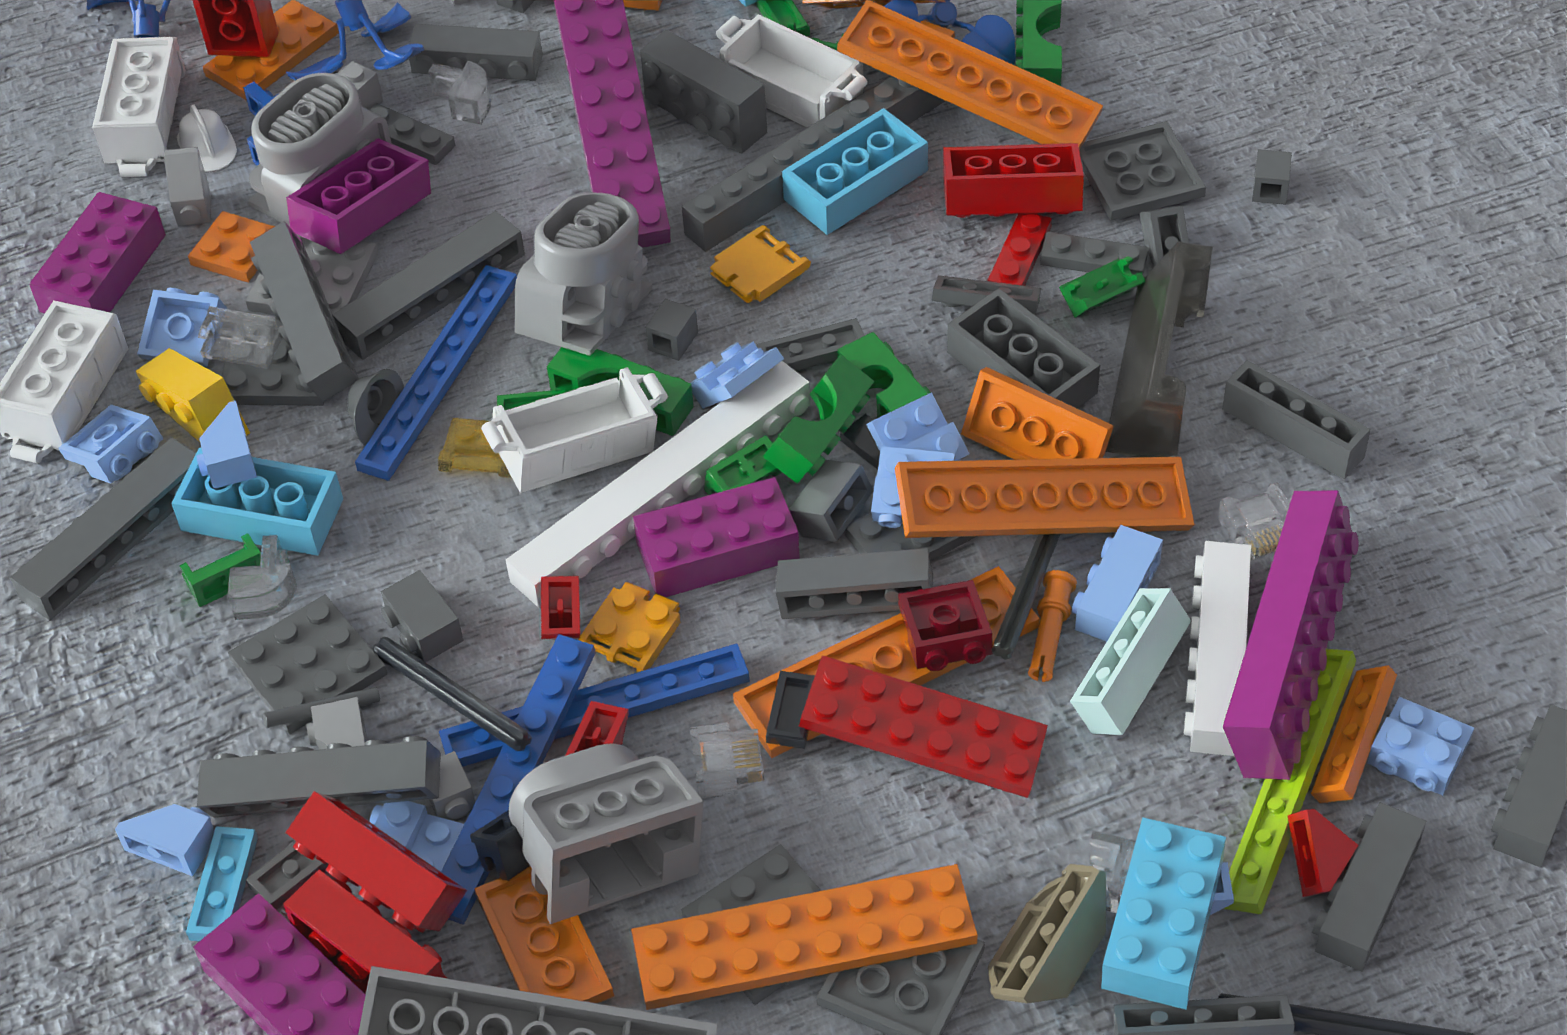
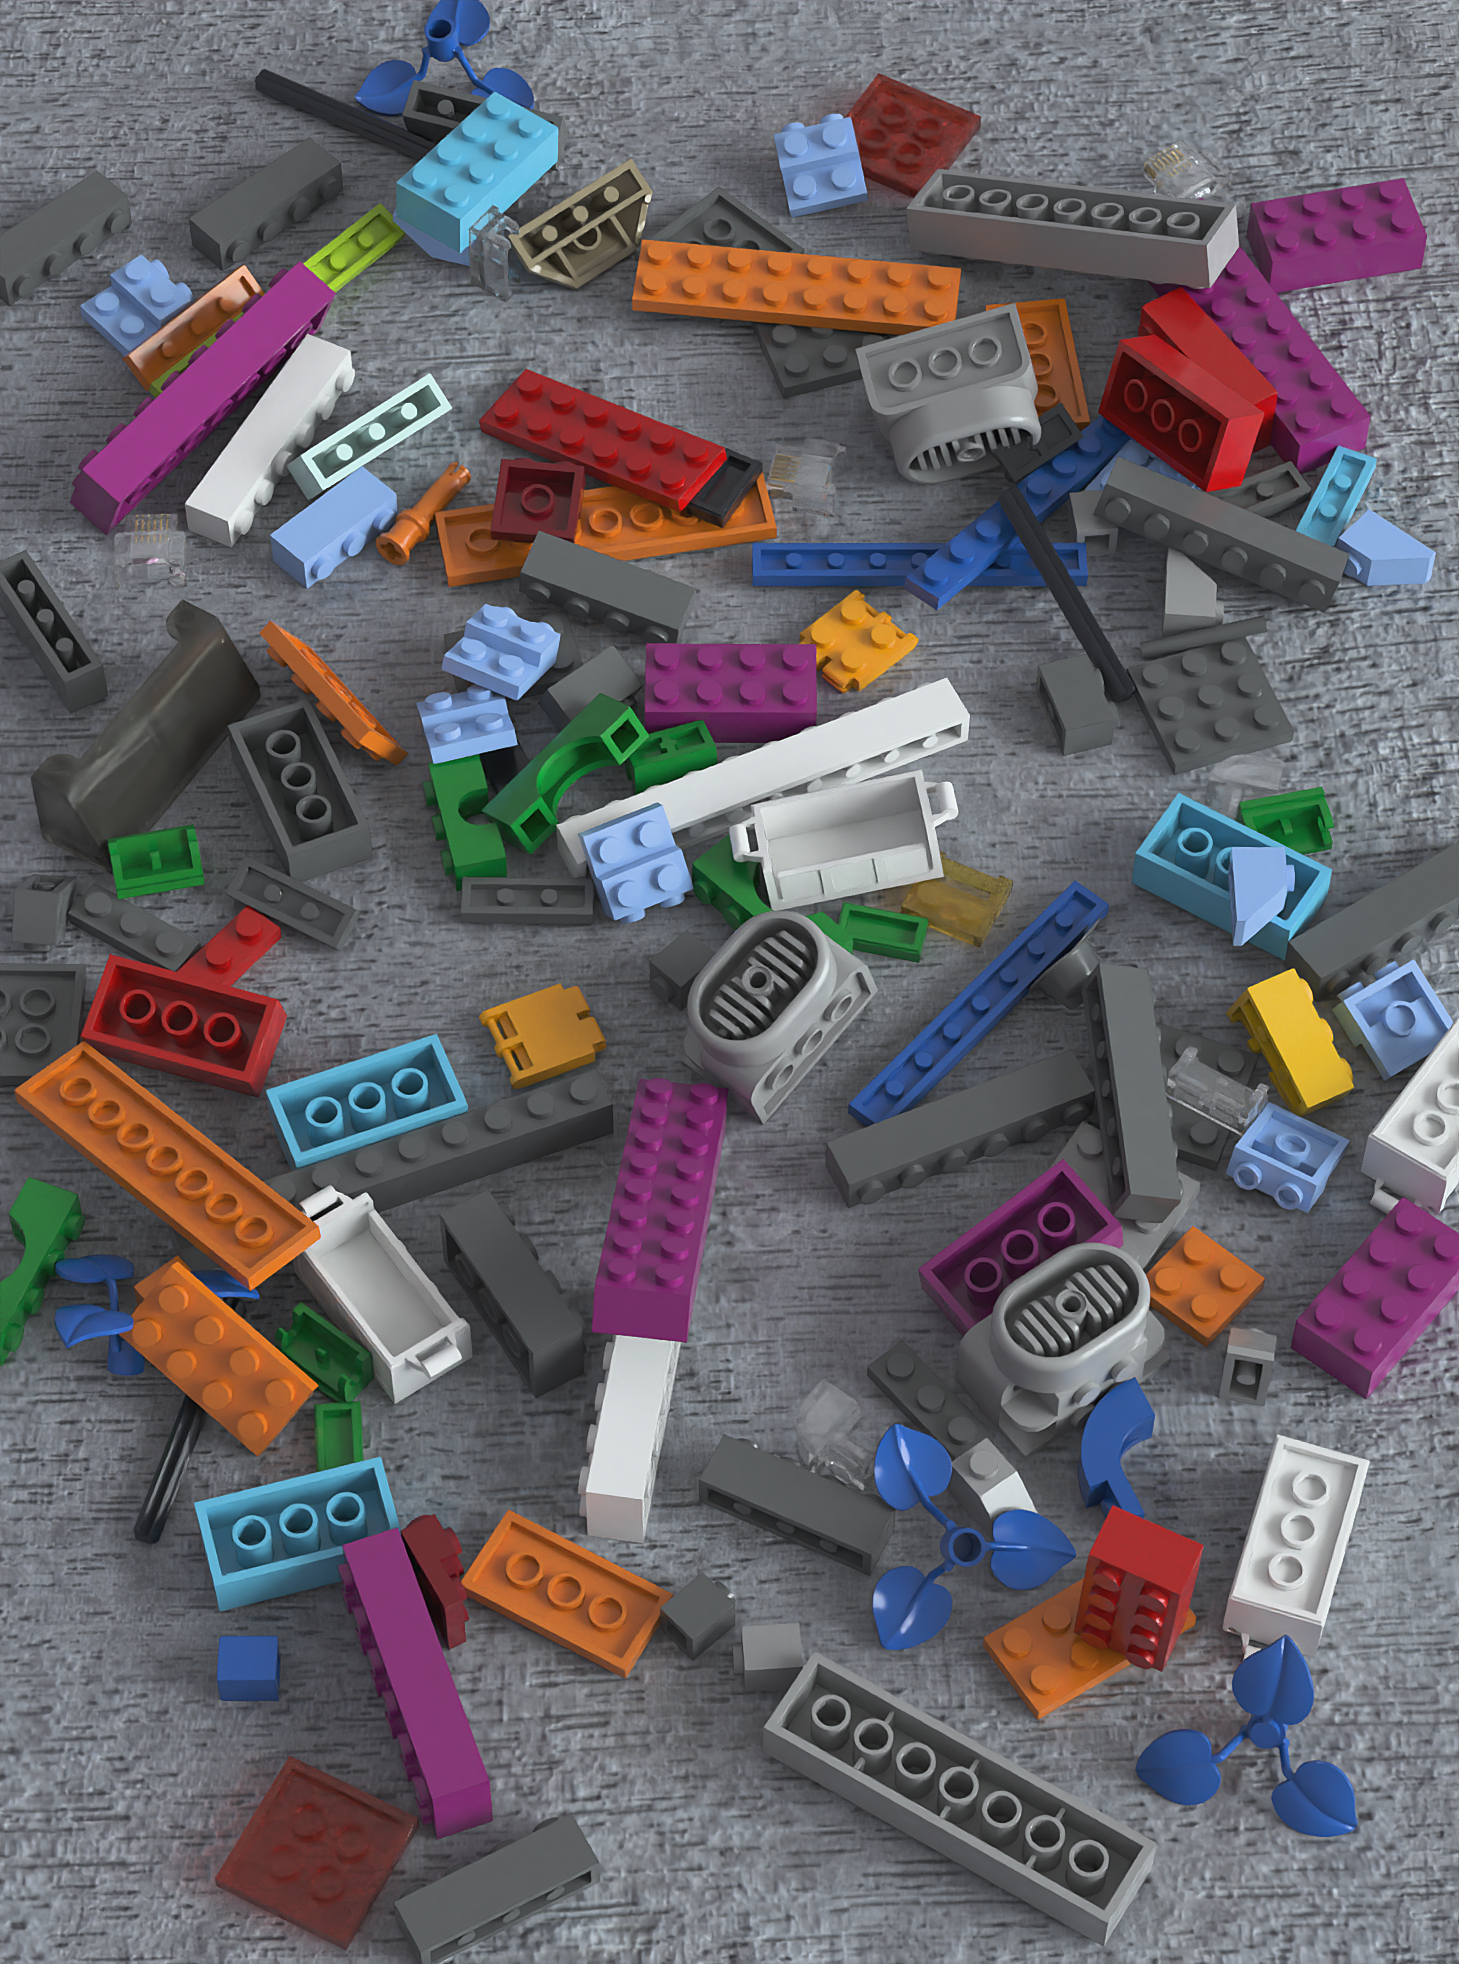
camera: 165 degrees left, 5 degrees up
(212, 137) = (1212, 1487): white piece -> none
(560, 607) = (928, 640): red slope -> none
(599, 726) = (933, 505): red slope -> none
(1024, 595) = (420, 548): pearl dark grey axle -> none
(1042, 496) = (375, 594): orange plate -> none
(1319, 851) = (296, 227): red slope -> none

